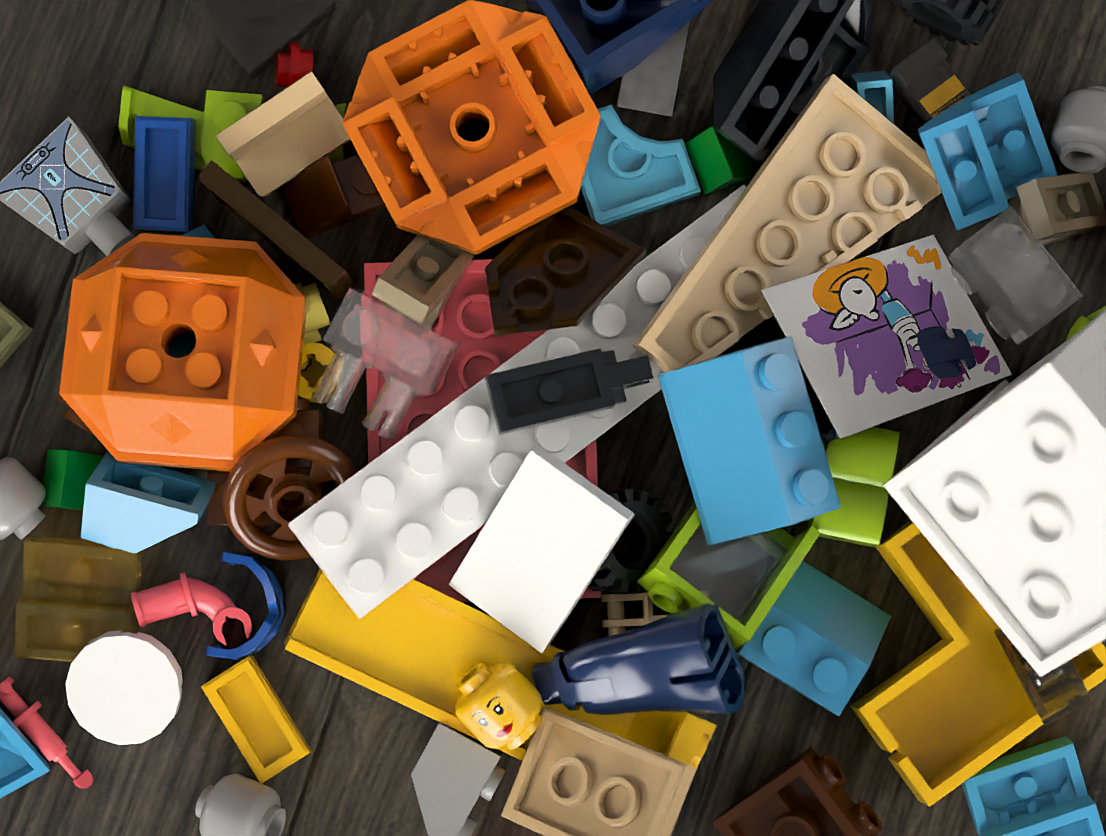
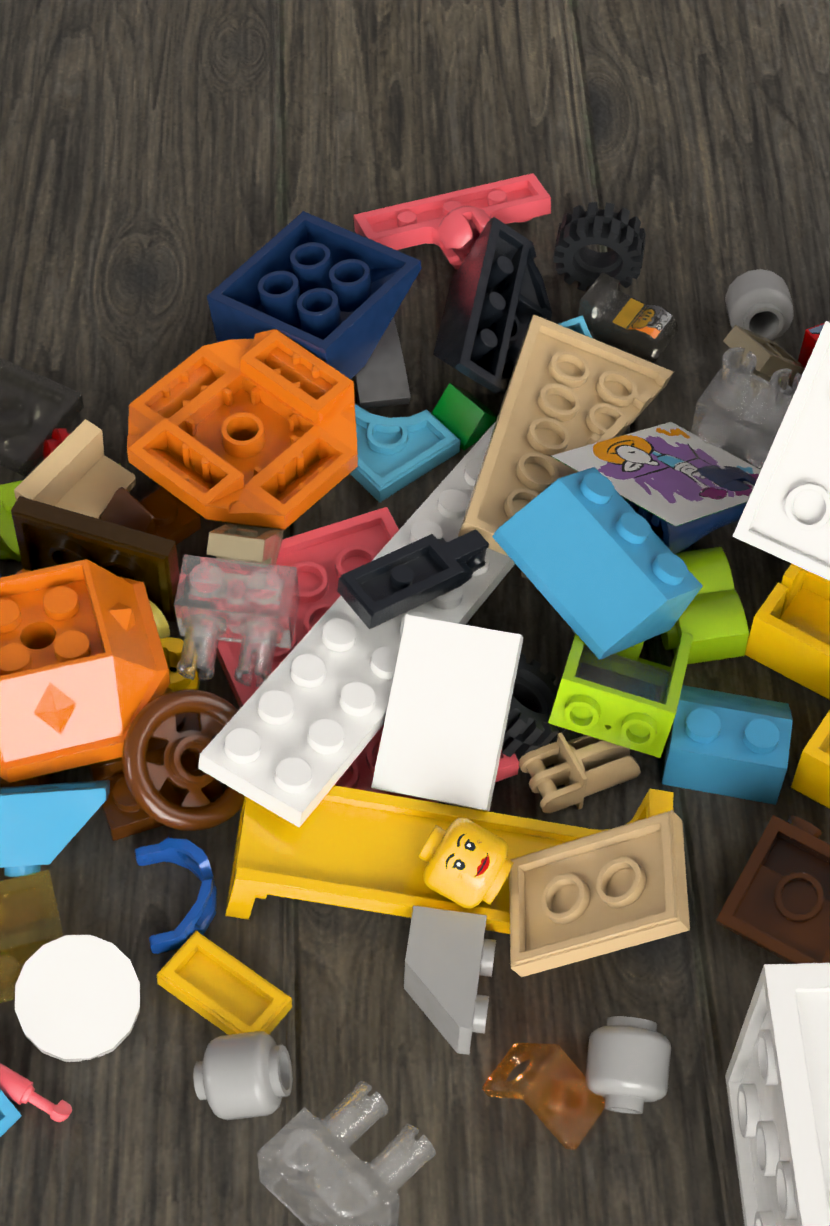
camera: 30 degrees left, 30 degrees down
(188, 596) = (117, 897): coral piece -> none
(556, 273) = (364, 513): dark brown tile -> none
(661, 666) = (592, 775): dark blue piece -> none
(986, 150) = (682, 336): dark azure slope -> none

